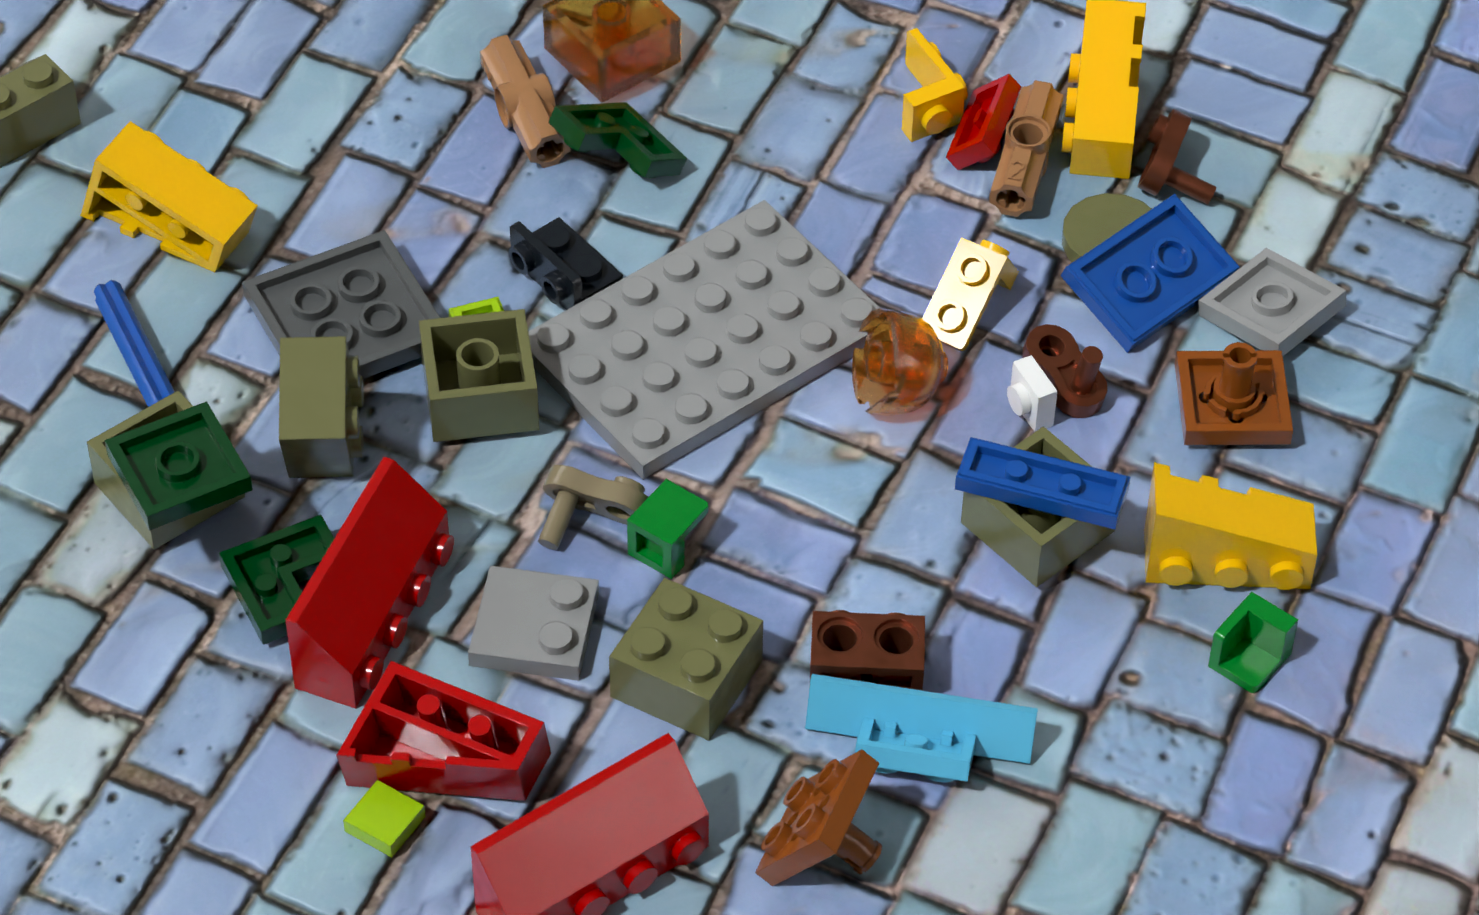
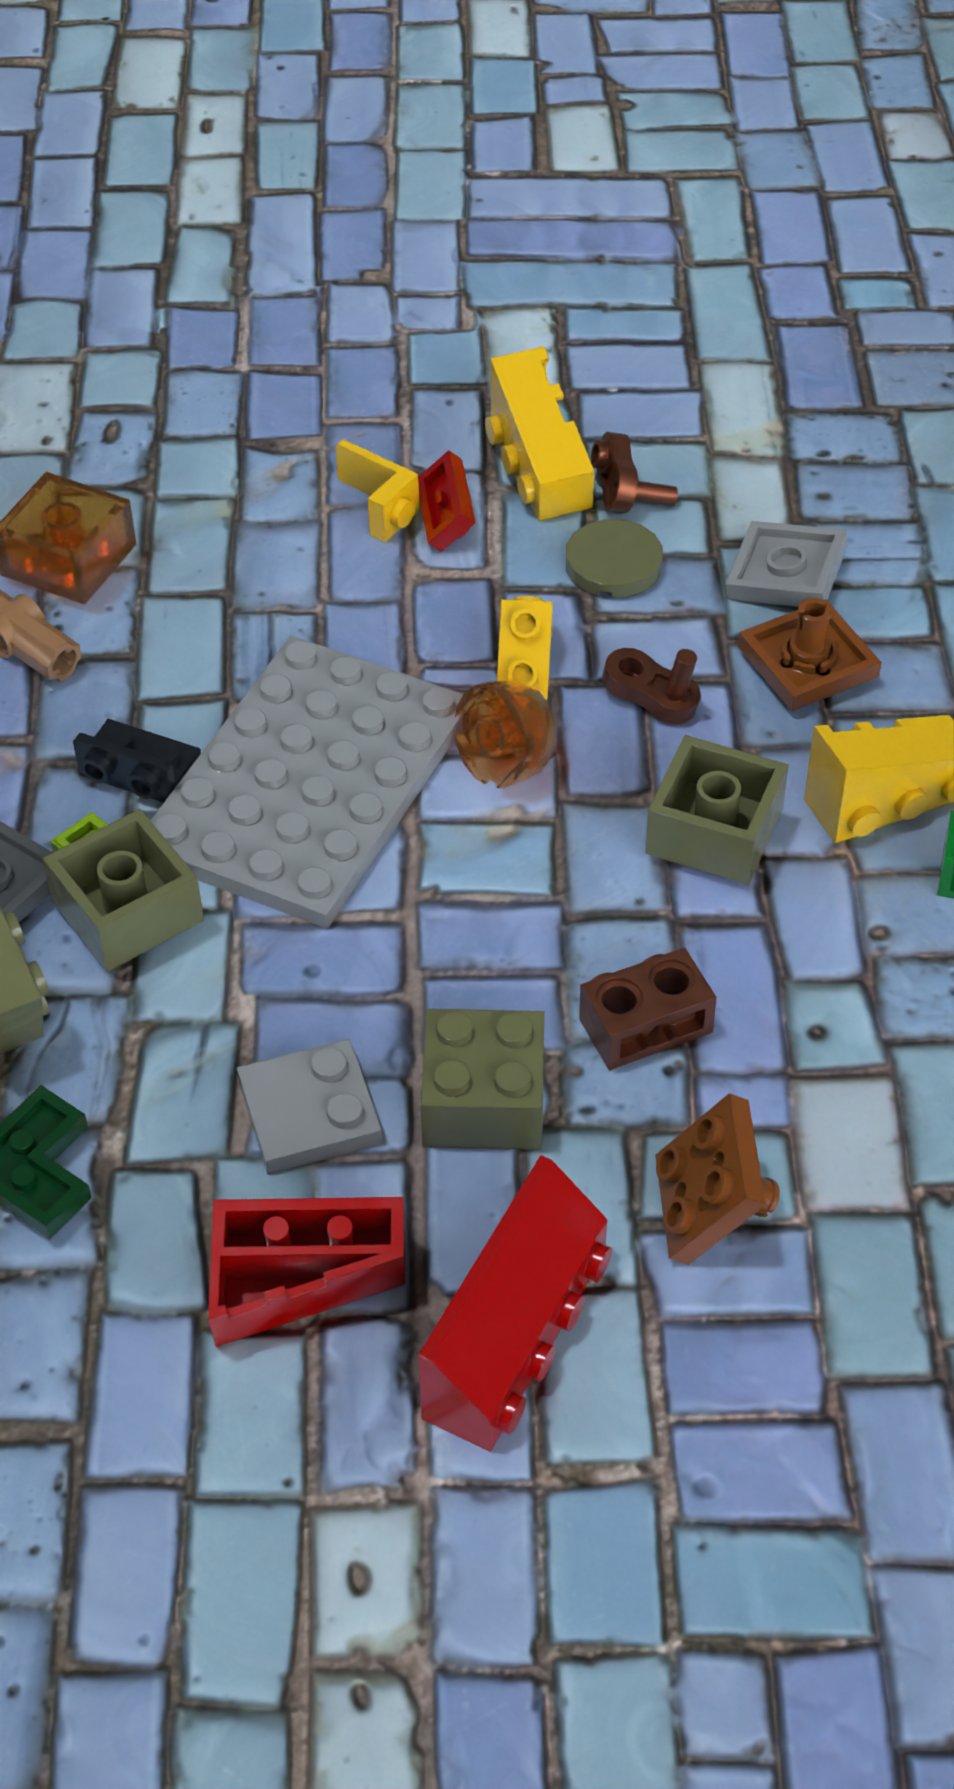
camera: 25 degrees left, 0 degrees up
(367, 587) = (136, 1139): red slope -> none
(384, 818) = (277, 1364): lime tile -> none
(586, 492) = (276, 961): dark tan piece -> none
(618, 128) = (117, 620): dark green plate -> none
(660, 526) = (387, 963): green panel -> none
(920, 728) = (740, 1054): medium azure bracket -> none
(1026, 148) = (498, 510): medium nougat piece -> none
(1032, 394) = (639, 714): white plate -> none
(1042, 483) = (721, 783): blue tile -> none
(1149, 272) = (670, 576): blue tile -> none

